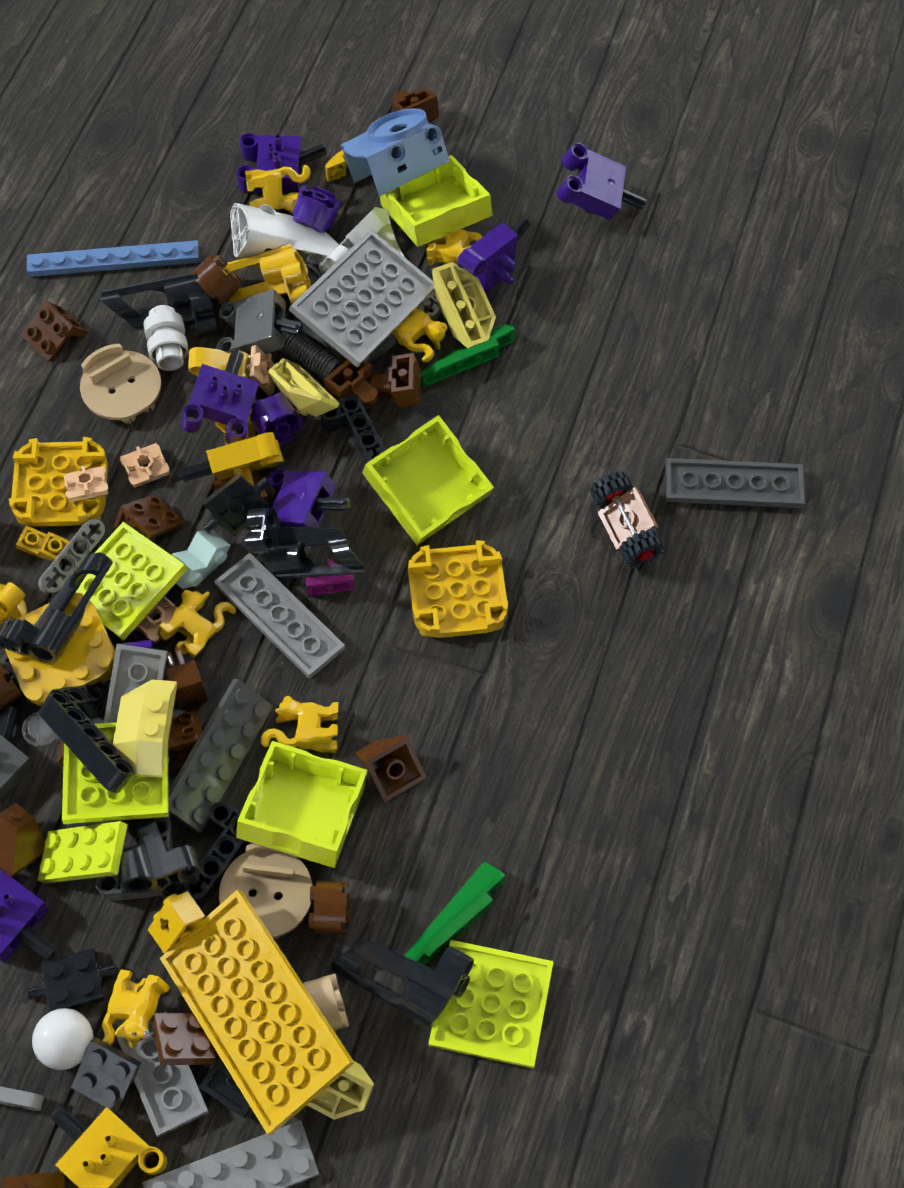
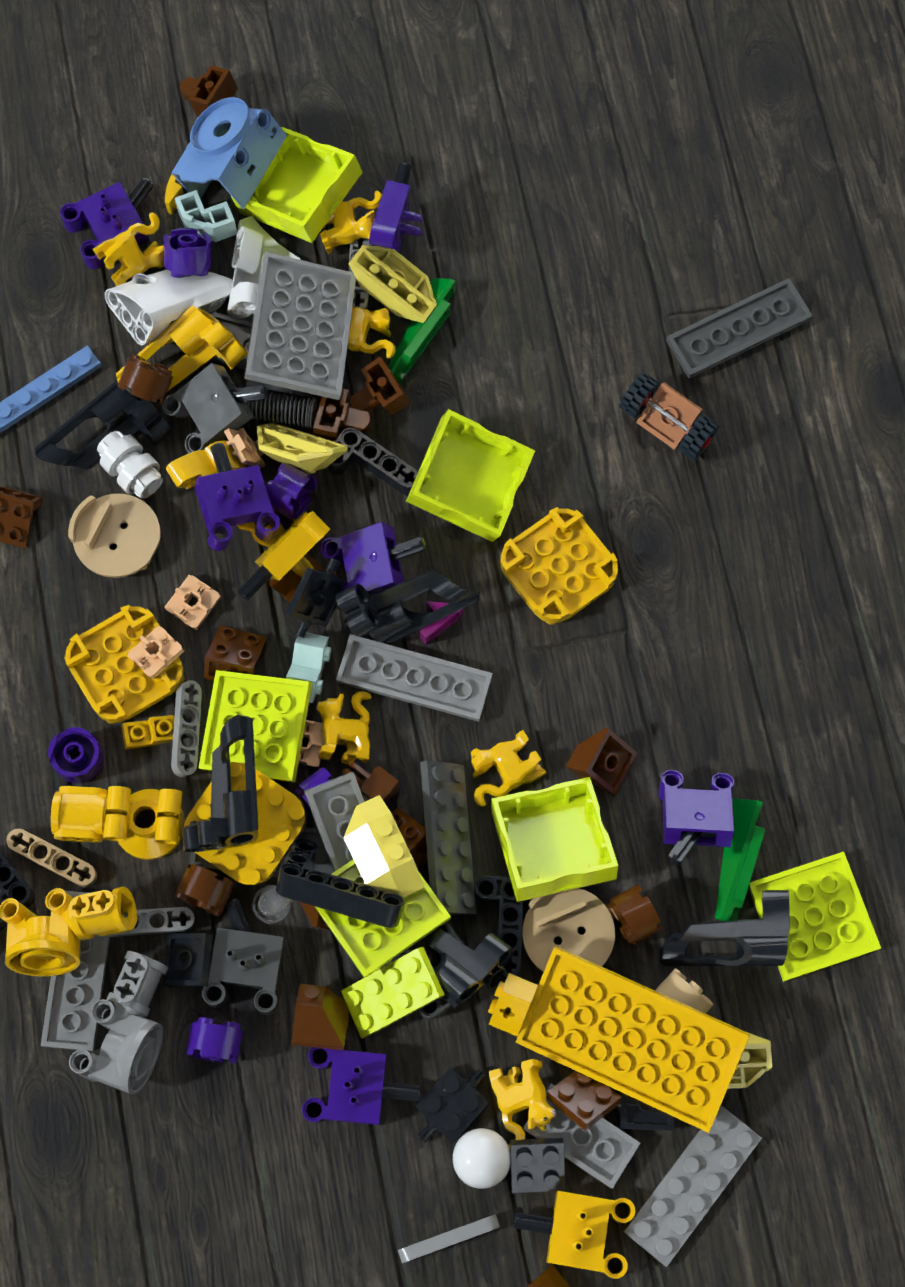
camera: 30 degrees left, 10 degrees up
(354, 197) = (214, 220): none -> light aqua brick
(438, 852) = (696, 815): none -> piece
(598, 183) = (442, 87): dark purple piece -> none

